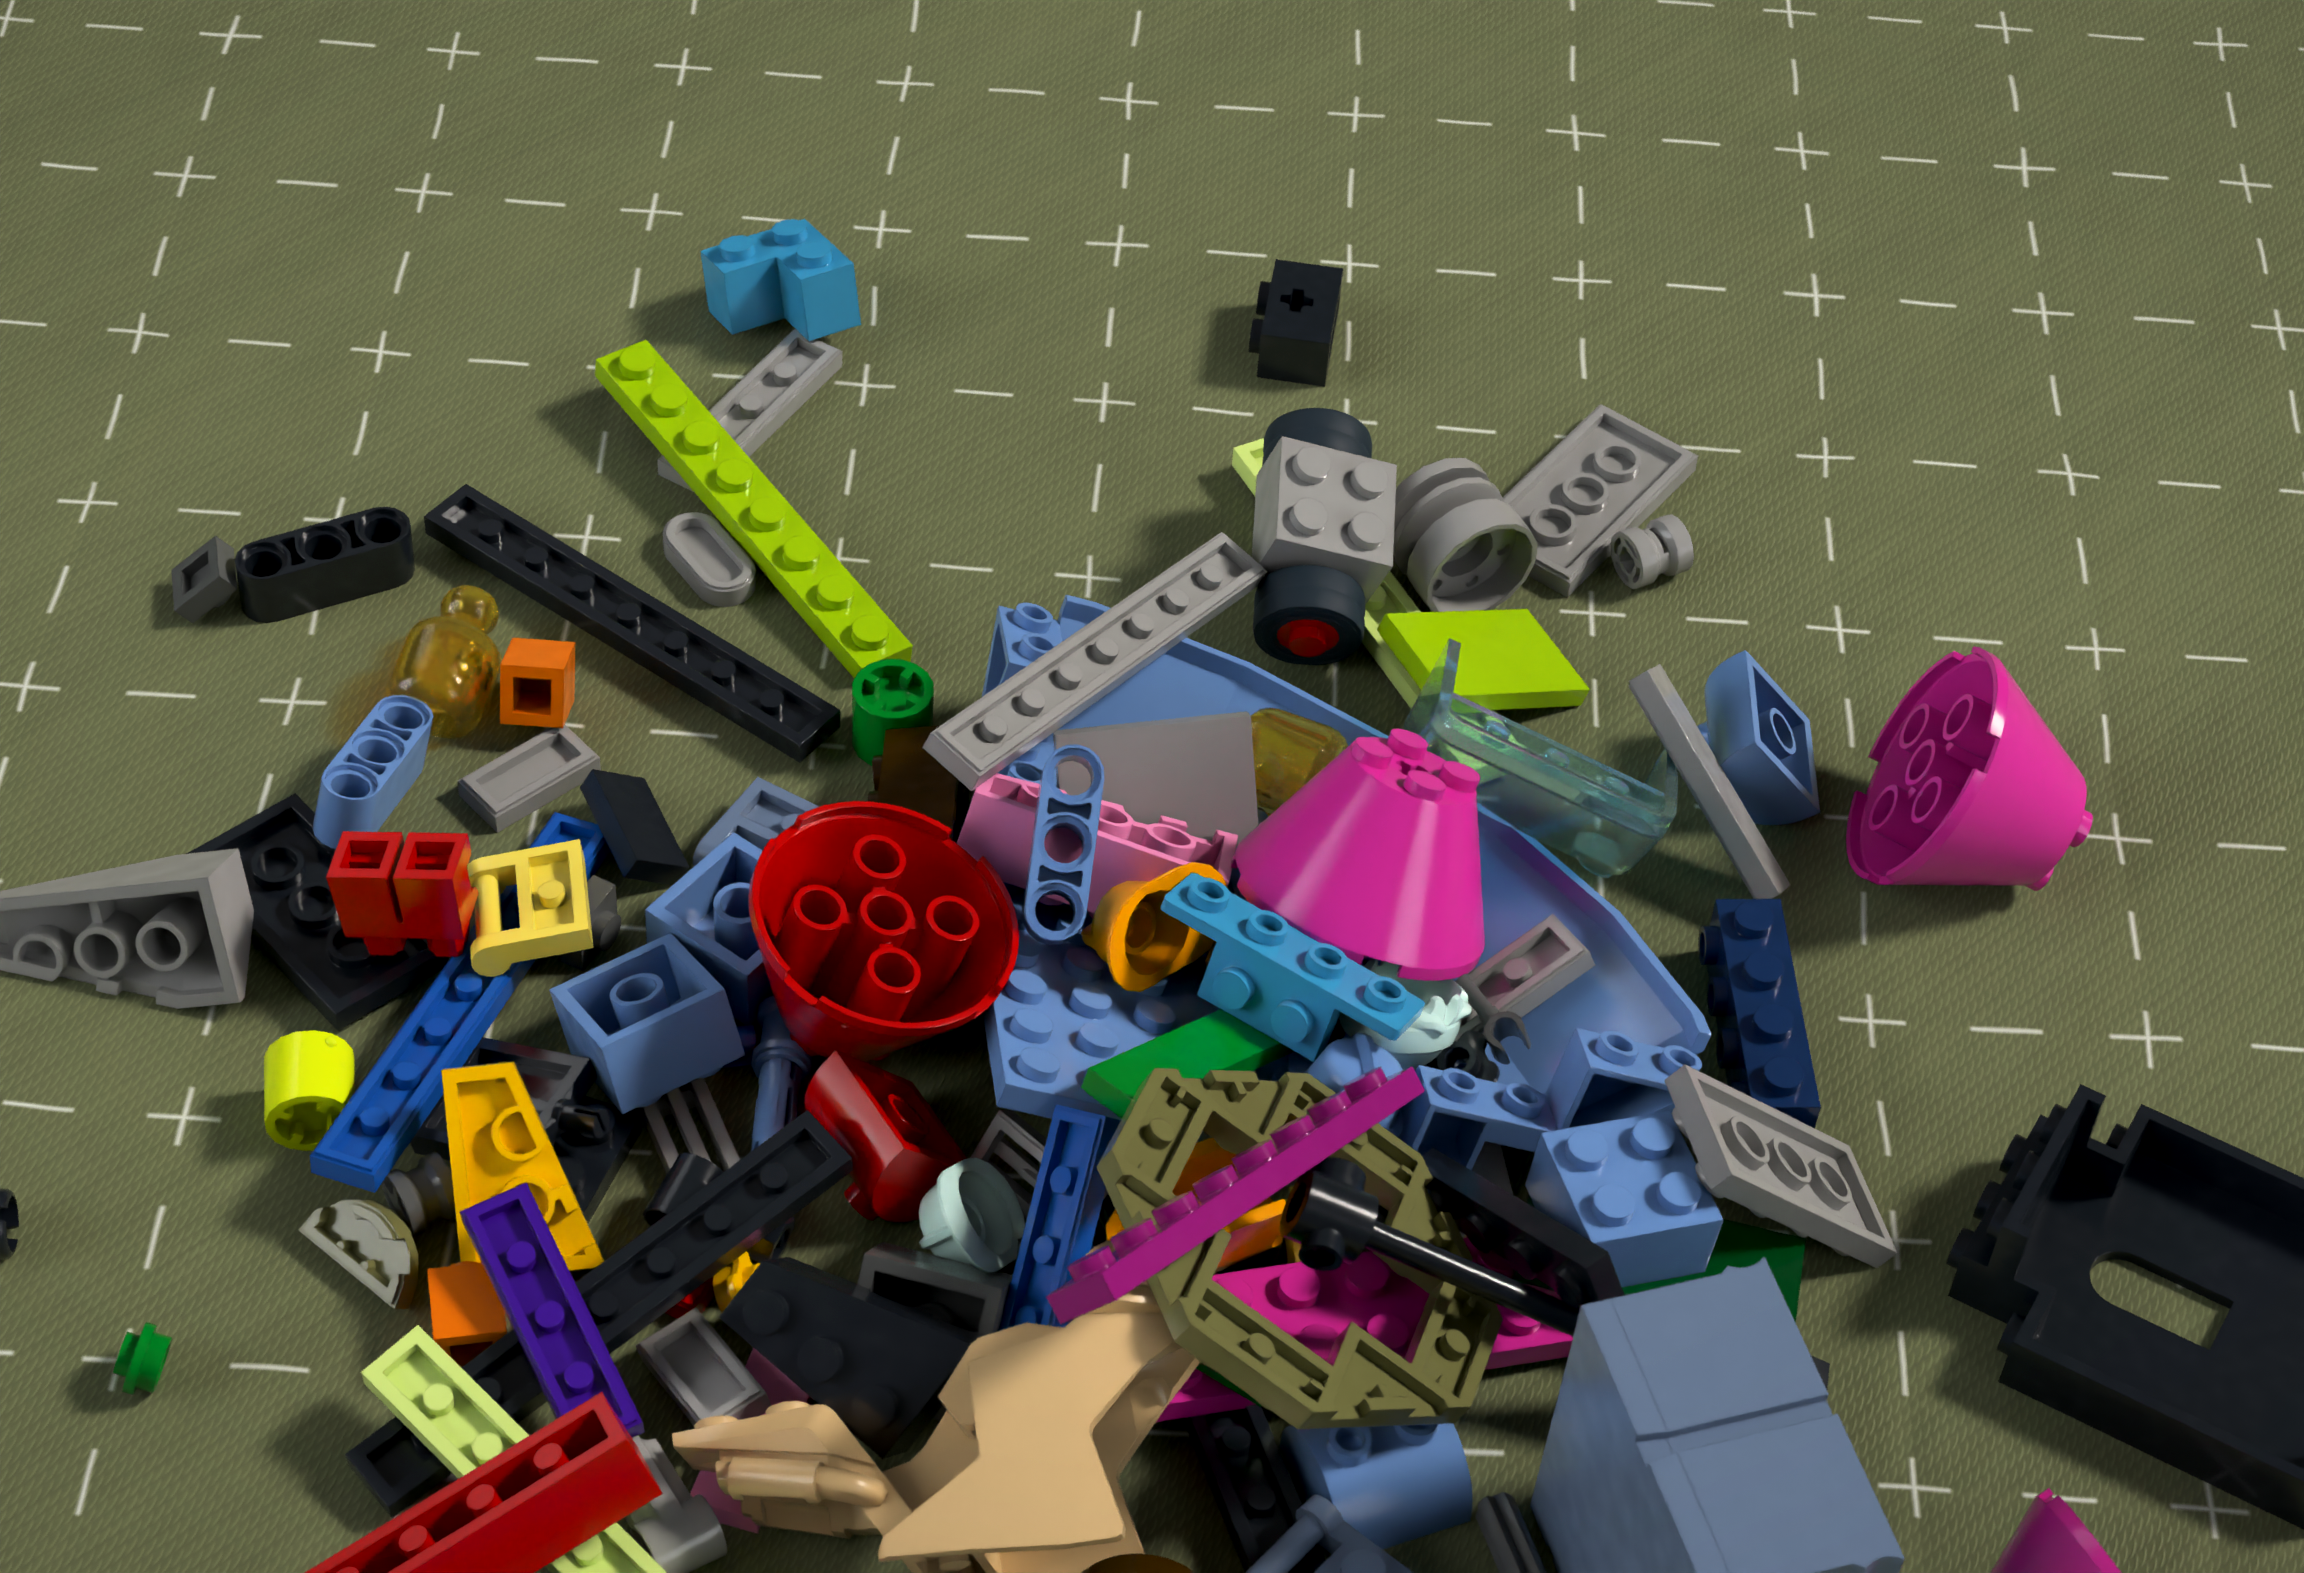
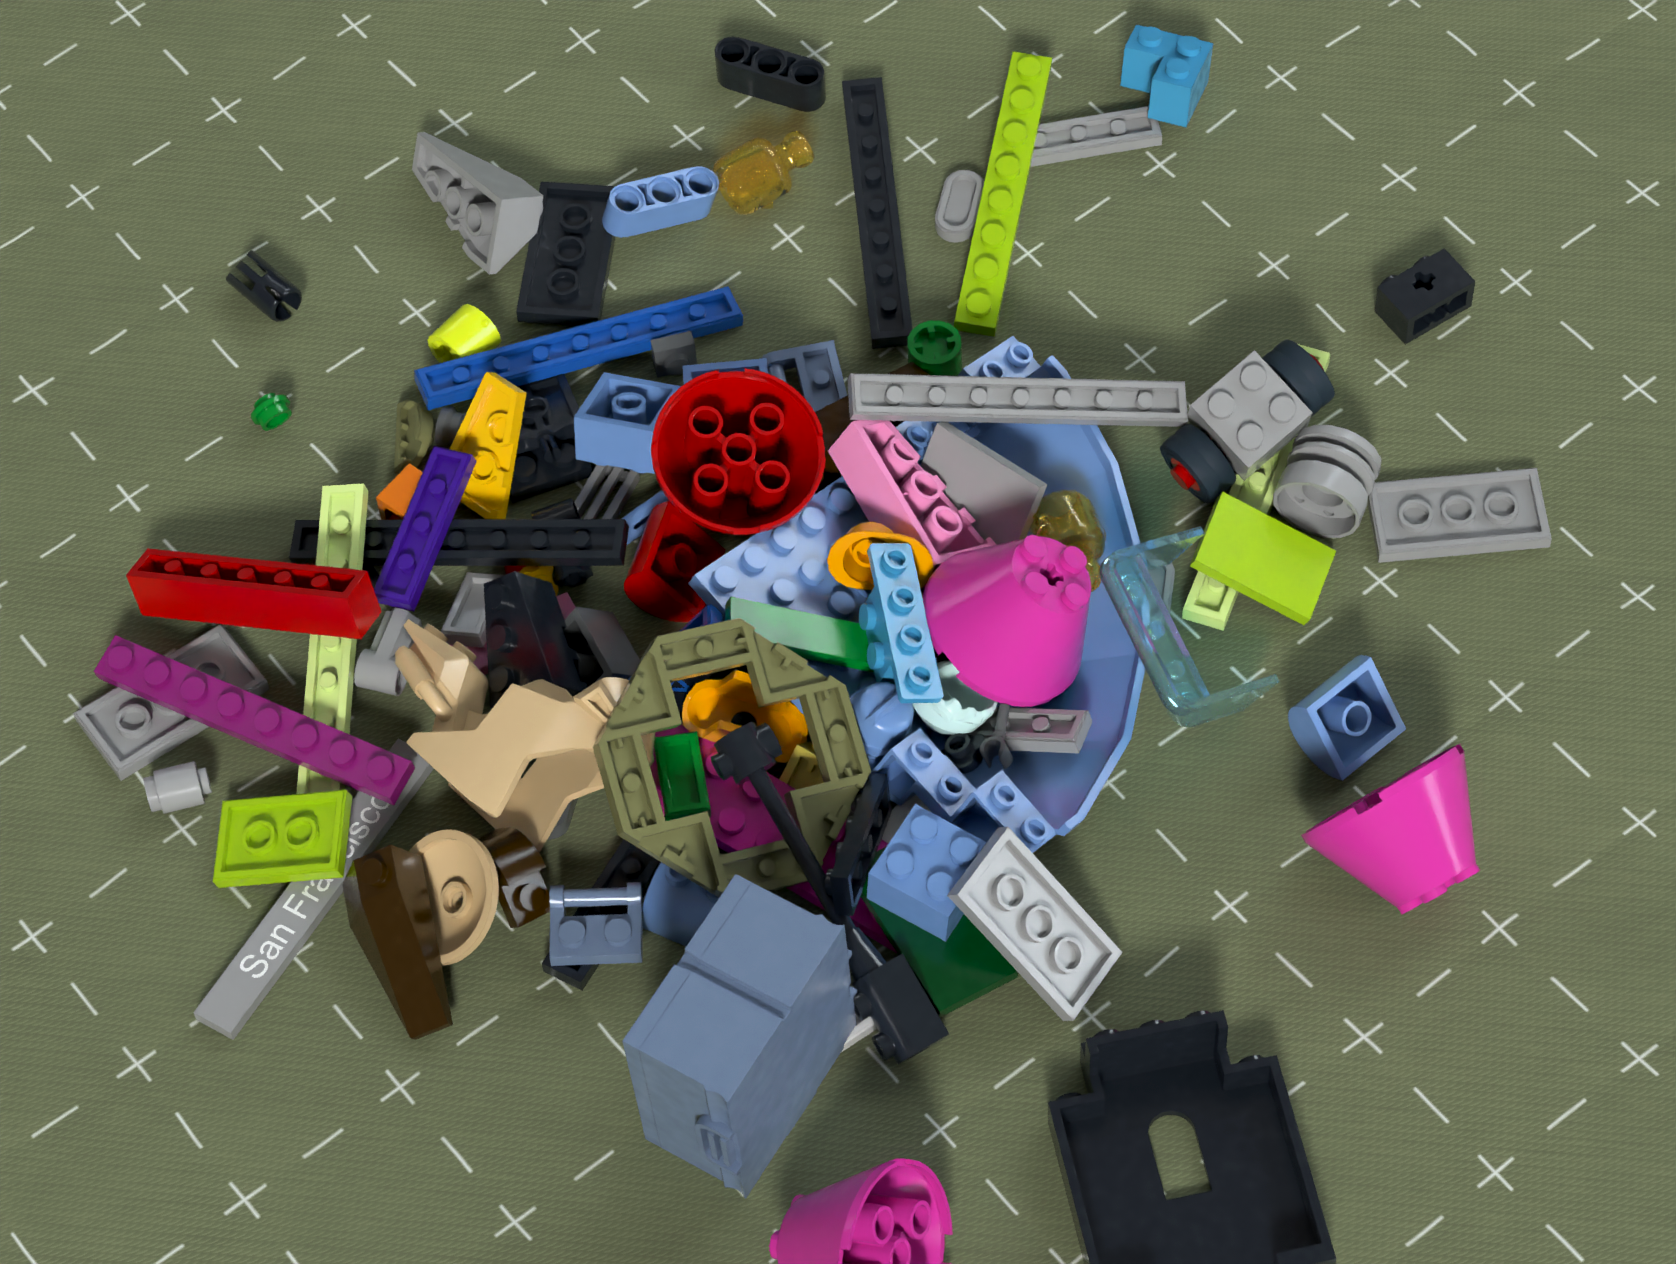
camera: 55 degrees right, 10 degrees up
(204, 579) = (704, 41): dark grey plate -> none
(403, 890) = (582, 271): red hips -> none
(528, 777) = (742, 259): light grey tile -> none
(537, 682) = (788, 211): orange brick -> none
(550, 906) = (648, 331): light yellow plate -> none
(634, 827) = (751, 321): black tile -> none
(972, 1216) = (646, 619): light aqua piece -> none
(1075, 813) = (842, 486): medium blue beam -> none
(1228, 1193) = (680, 698): magenta plate -> none
(1652, 551) = (1434, 569): light grey wheel -> none
(1708, 784) = (1268, 712): light grey tile -> none
(1758, 1006) = (1151, 853): dark blue brick -> none

